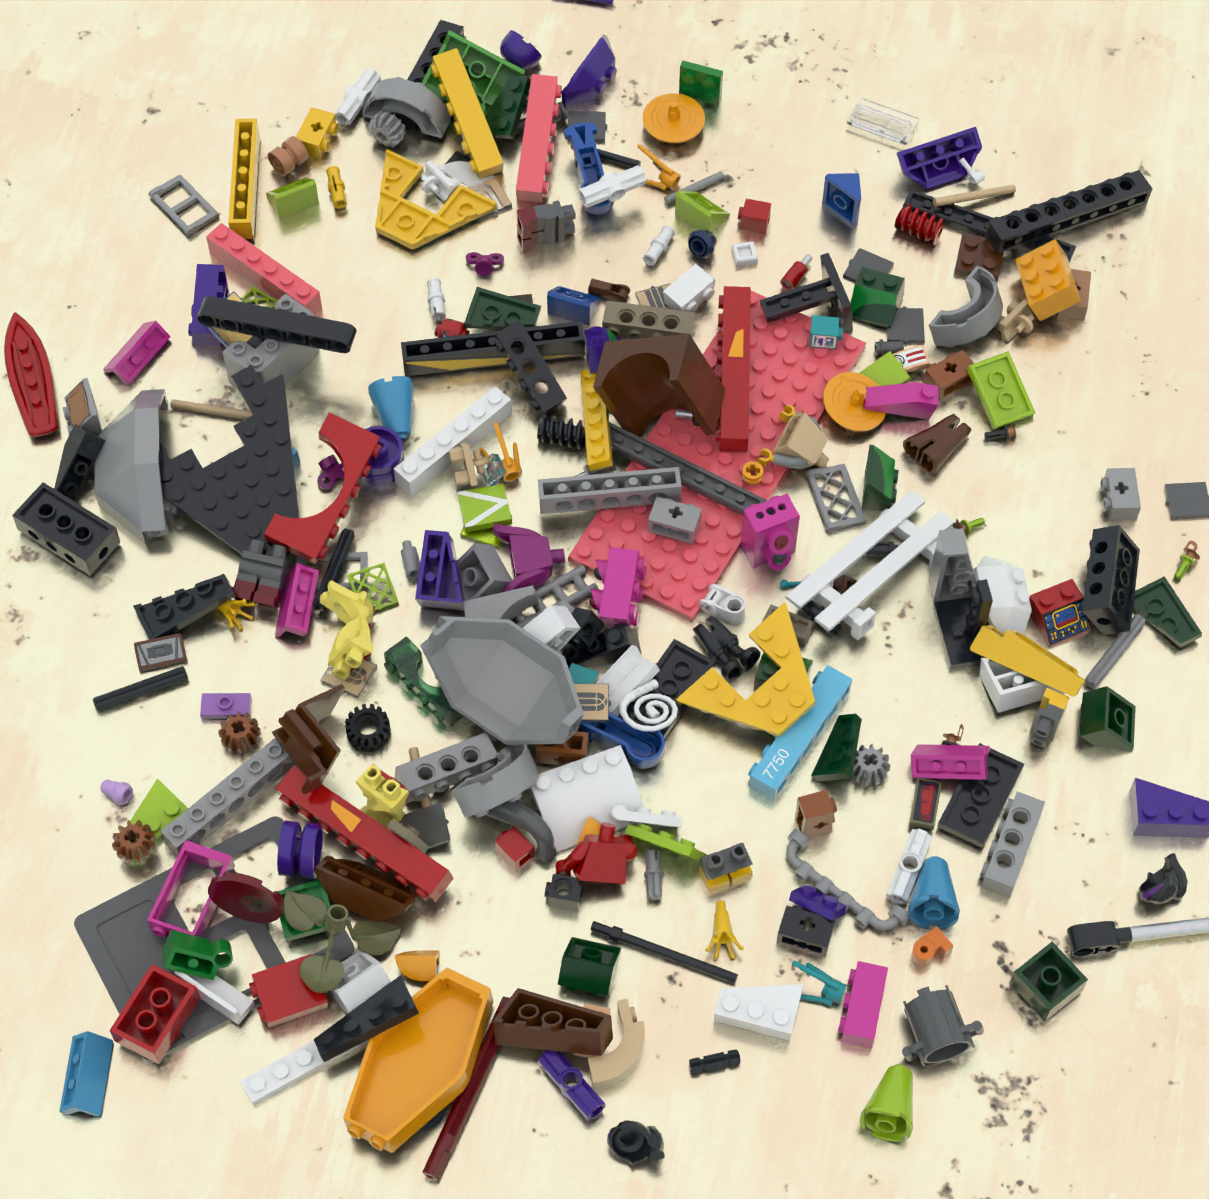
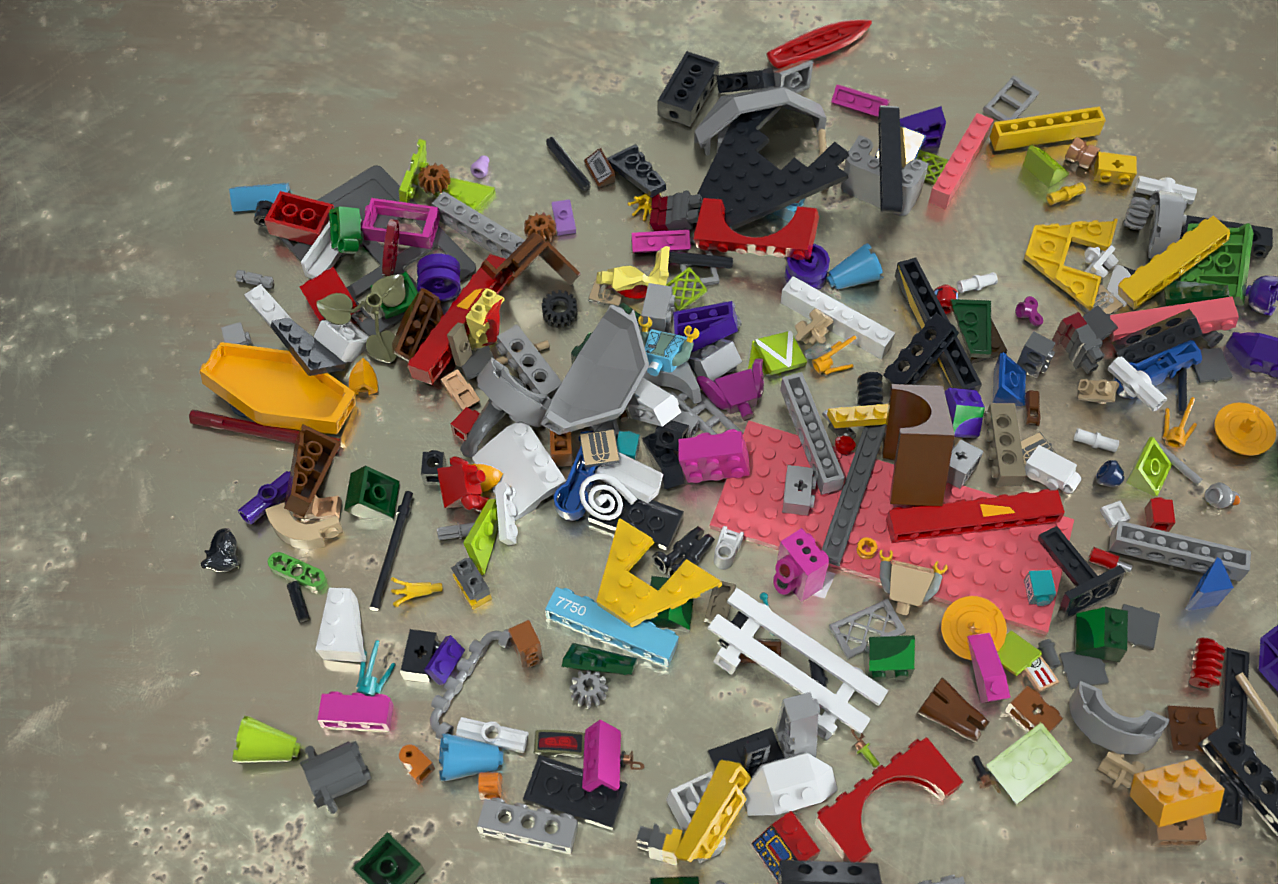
camera: 80 degrees right, 0 degrees up
(114, 868) = (410, 180): none -> lime wing
(122, 1068) = (262, 210): none -> black wheel
(226, 1089) = (254, 278): none -> light grey axle
(325, 1113) = (235, 334): none -> light grey brick
(406, 616) = (659, 307): none -> light grey brick
(462, 853) = (460, 390): none -> light nougat slope
(474, 601) = (664, 349): none -> torso
(517, 200) = (1100, 322): none -> dark grey piece
(550, 266) = (1036, 355): none -> dark grey brick
(561, 154) = (1158, 337): none -> black brick
(604, 225) = (1097, 391): none -> tan hips
(623, 464) = (844, 444): none -> red plate
(670, 1079) = (302, 579): none -> bright green beam
(744, 160) = (1221, 496): none -> light grey animal
(799, 211) = (1177, 549): none -> light grey brick
(965, 873) = (490, 785): none -> orange leg
(1039, 558) = (918, 765): none -> red arch

